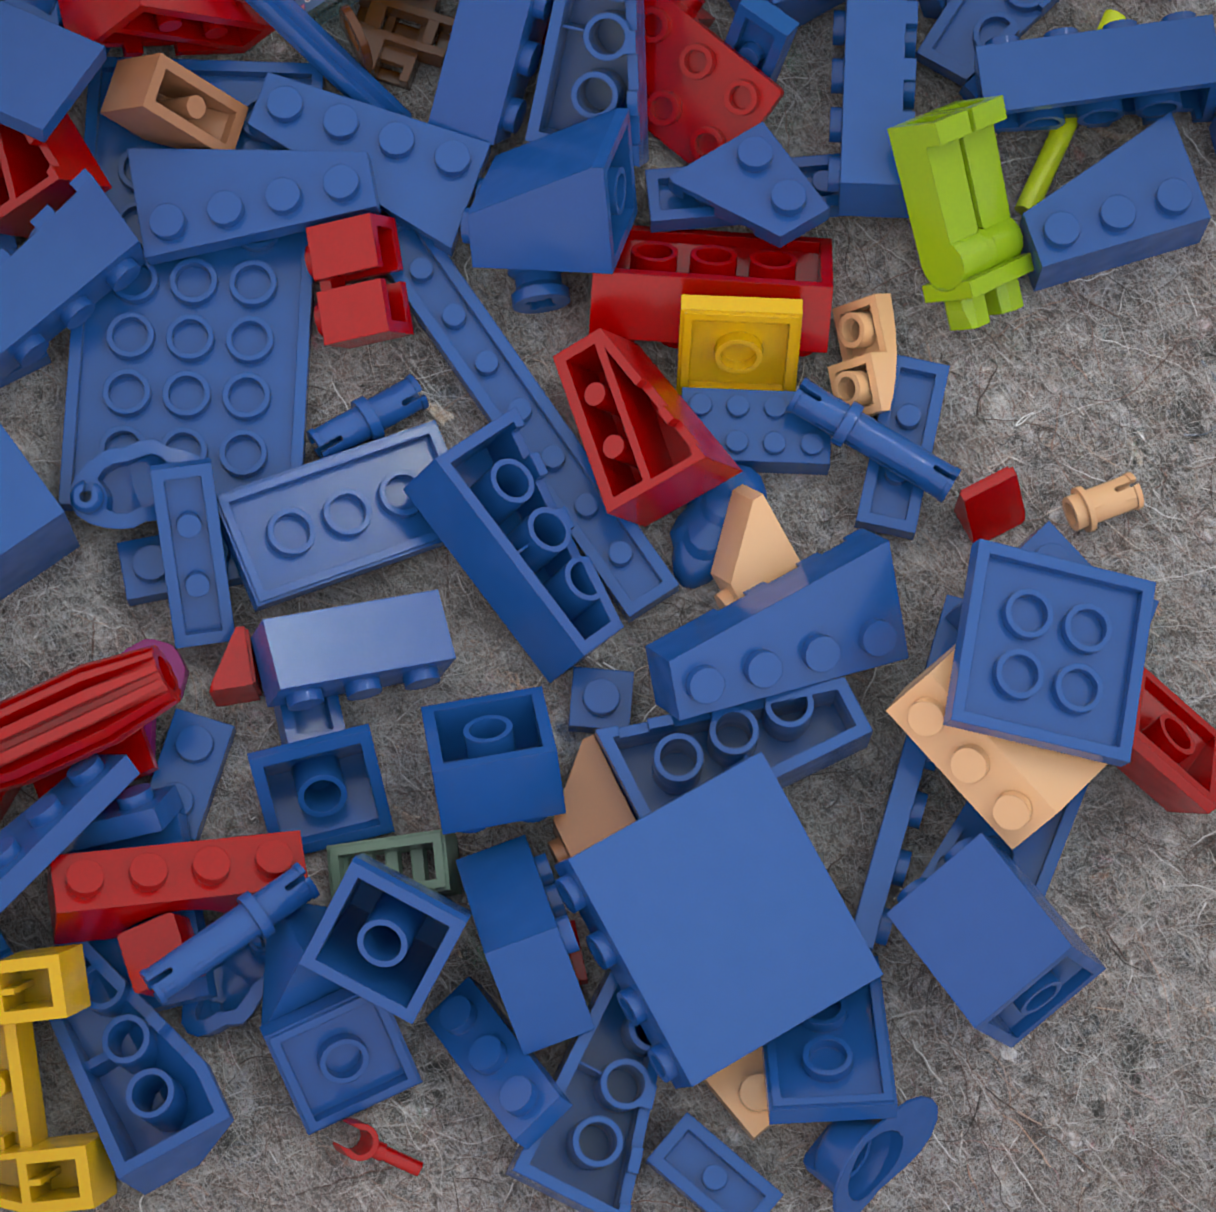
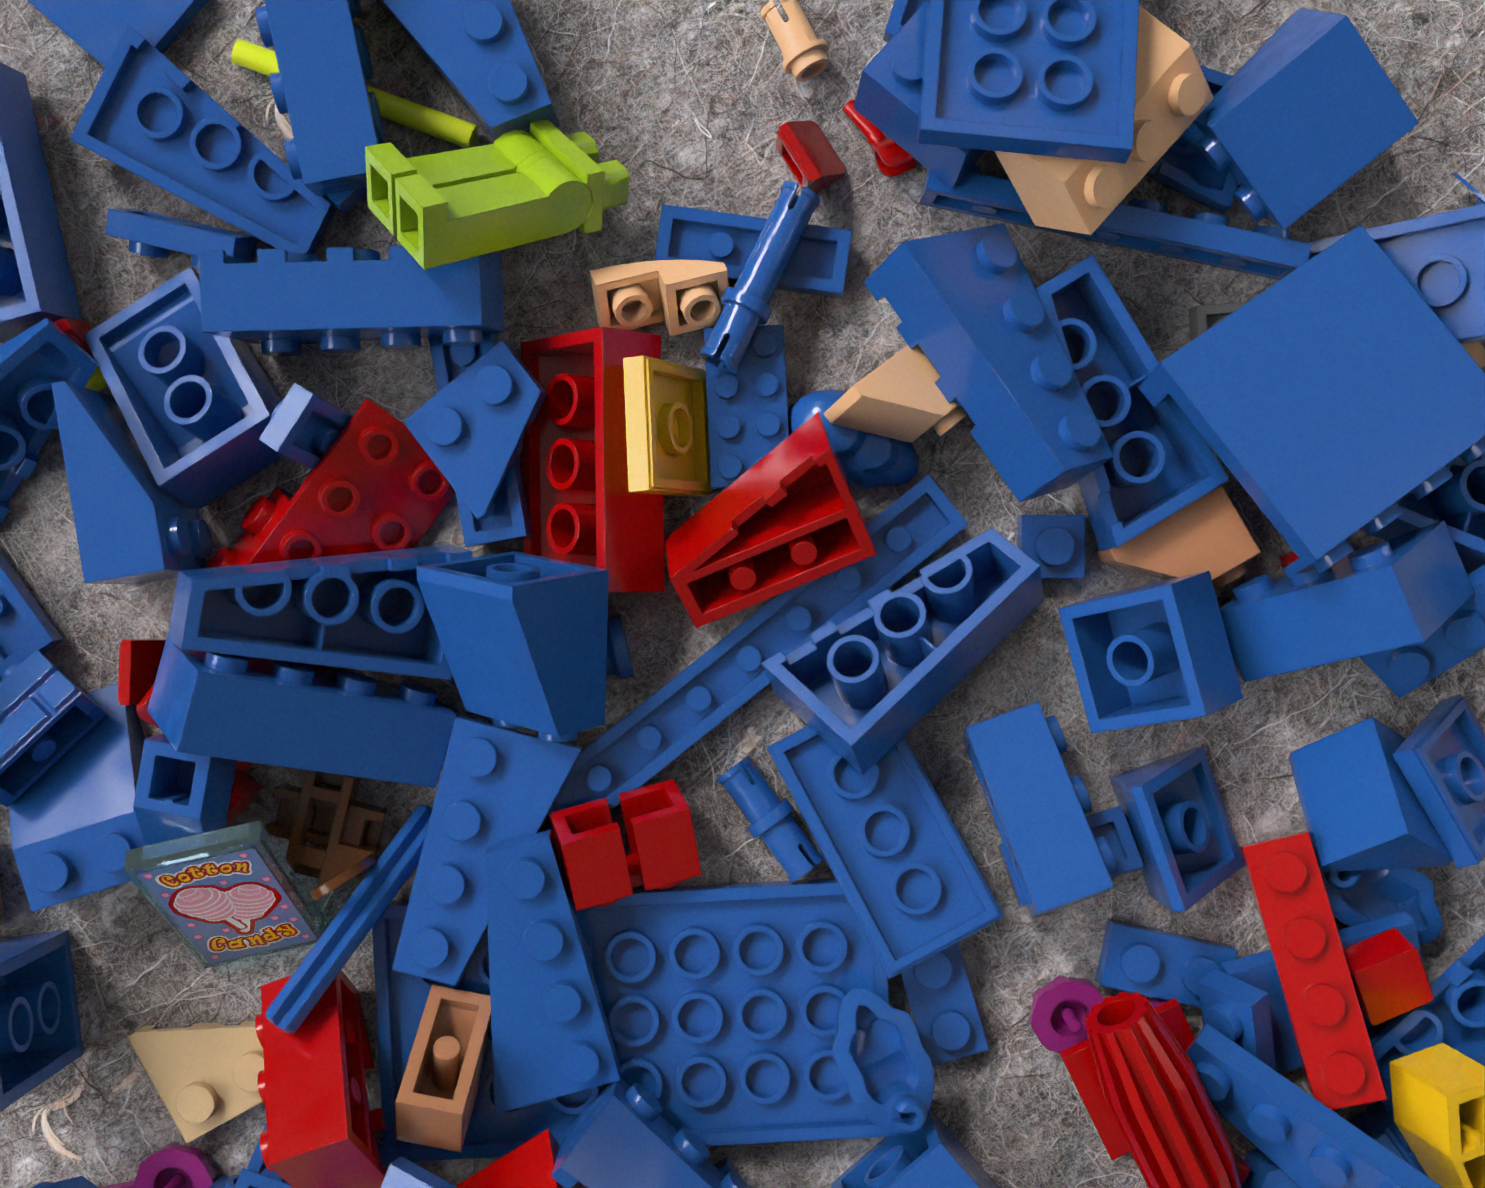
camera: 90 degrees left, 15 degrees up
(192, 552) = (949, 992): blue plate -> none
(235, 929) = (1364, 890): blue pin -> none
(237, 674) = (1063, 928): red slope -> none
(385, 937) = (1370, 742): blue slope -> none
(445, 853) = (1269, 738): sand green slope -> none

